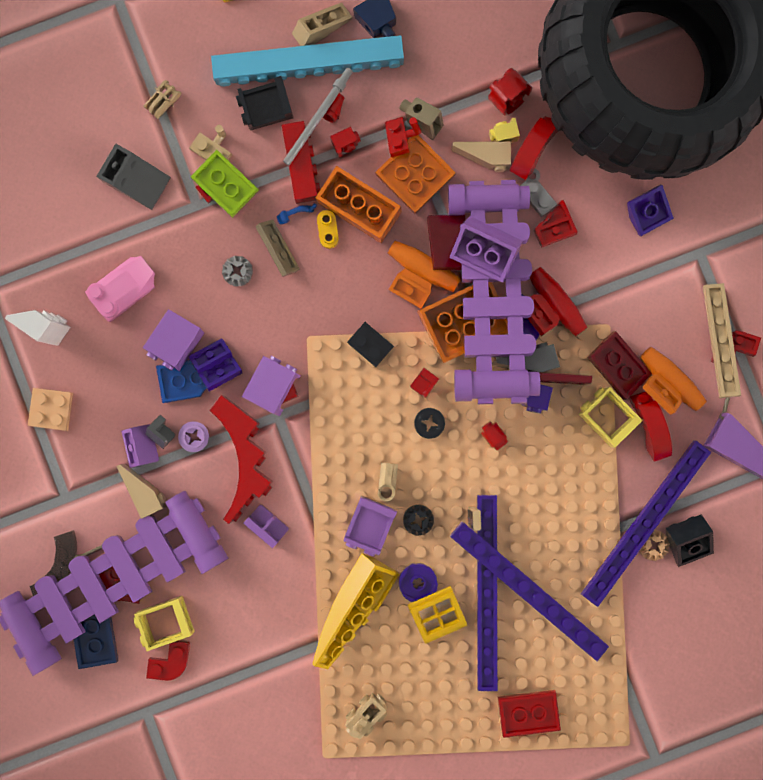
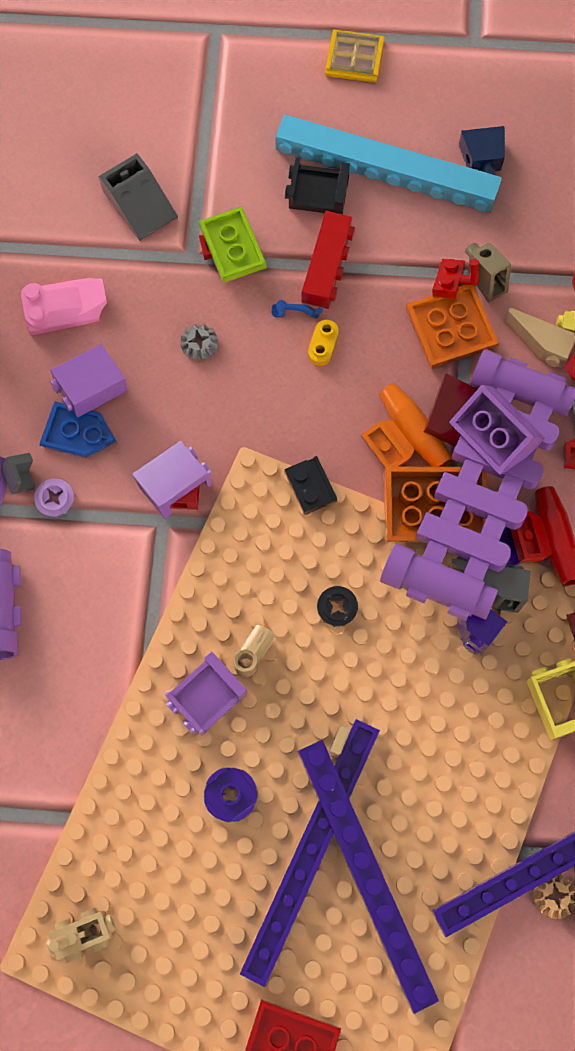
camera: 30 degrees right, 15 degrees down
(160, 102) = (210, 137): tan arm -> none
(206, 147) = (230, 199): tan plate -> none
(215, 364) = (121, 429): dark purple slope -> none
(251, 480) = (105, 548): red arch -> none
(266, 526) = (83, 639): medium lavender panel -> none
(277, 248) = (256, 336): dark tan plate -> none
(319, 25) = (418, 134): tan slope -> none
(334, 110) = (389, 222): red cone -> none
(338, 86) = (407, 199): light grey bar -> none
(345, 141) = (387, 258): red brick -> none
(358, 204) = (371, 329): orange brick -> none
(358, 597) = (144, 779): yellow wedge -> none
(409, 517) = (259, 725): black gear -> none
(424, 382) = (354, 556): red panel -> none
(437, 614) = (235, 847): yellow piece -> none
(494, 435) = (410, 656): red brick -> none
(565, 378) = (526, 623): dark red tile -> none

